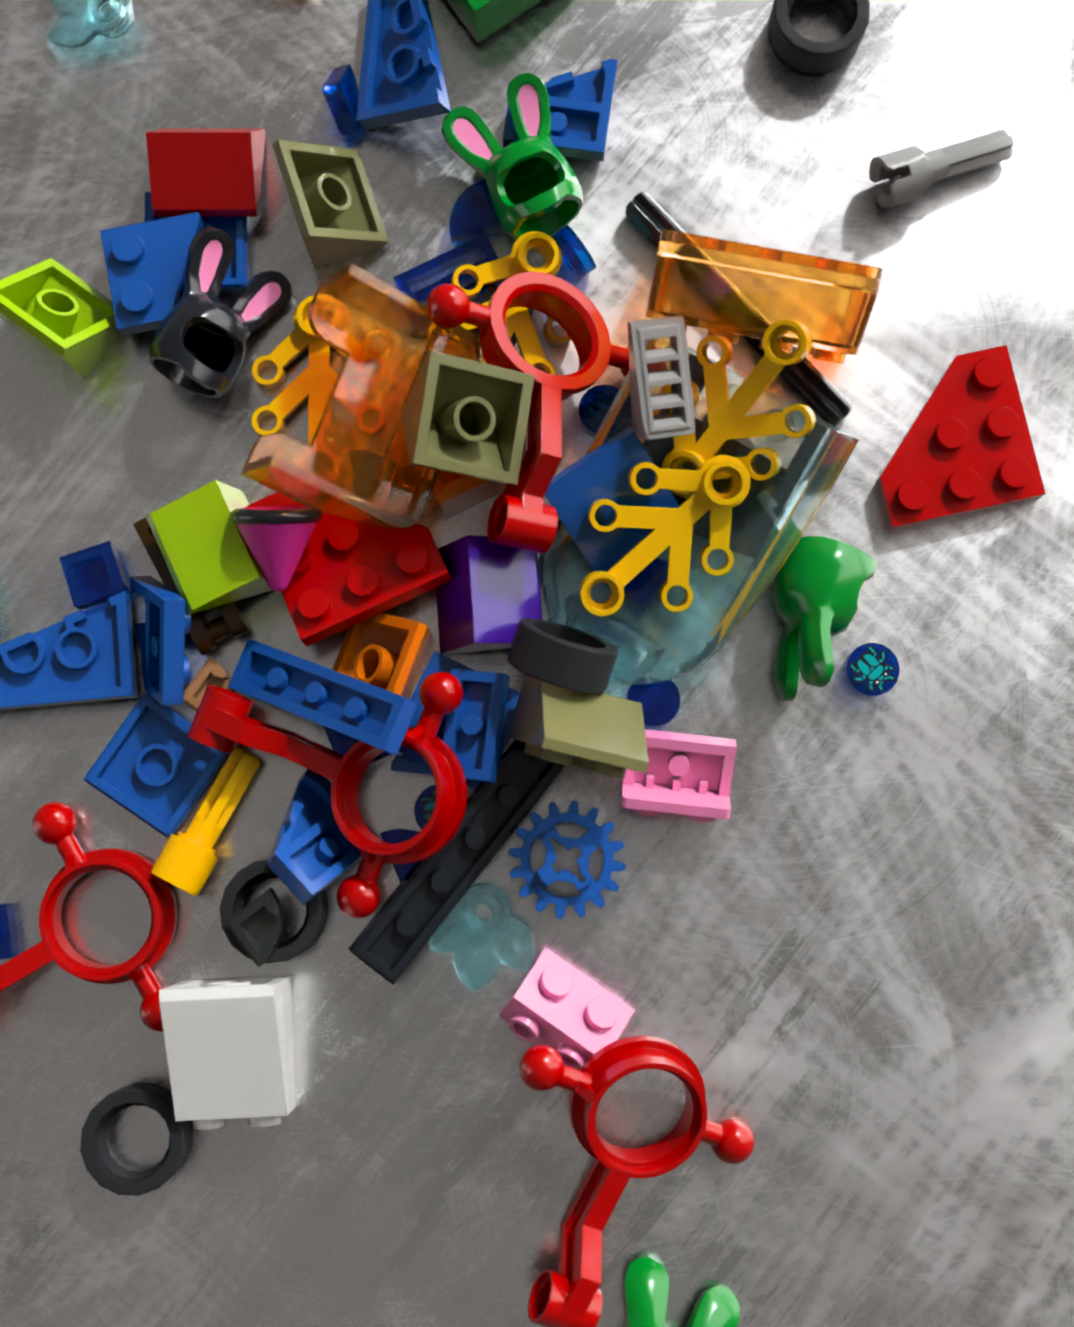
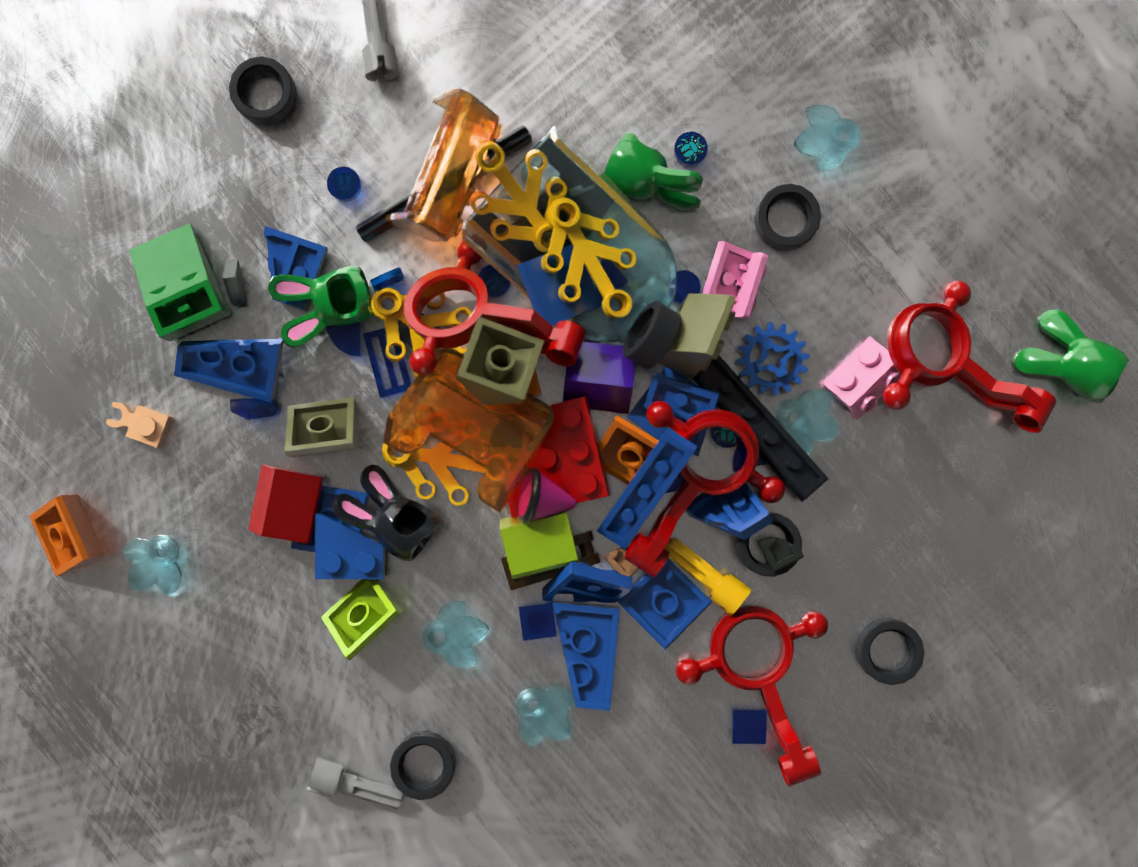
camera: 75 degrees left, 5 degrees up
(58, 464) = (460, 634): none -> clear light blue plate
(230, 1049) = (848, 583): white slope -> none
(525, 35) = (234, 282): none -> pearl dark grey tile
(680, 399) = (516, 239): light grey slope -> none
(705, 165) = (344, 184): none -> clear blue tile
(838, 841) = (812, 209): none -> black tyre
(935, 873) = (822, 137): none -> clear light blue plate
(964, 447) = (561, 61): red plate -> none

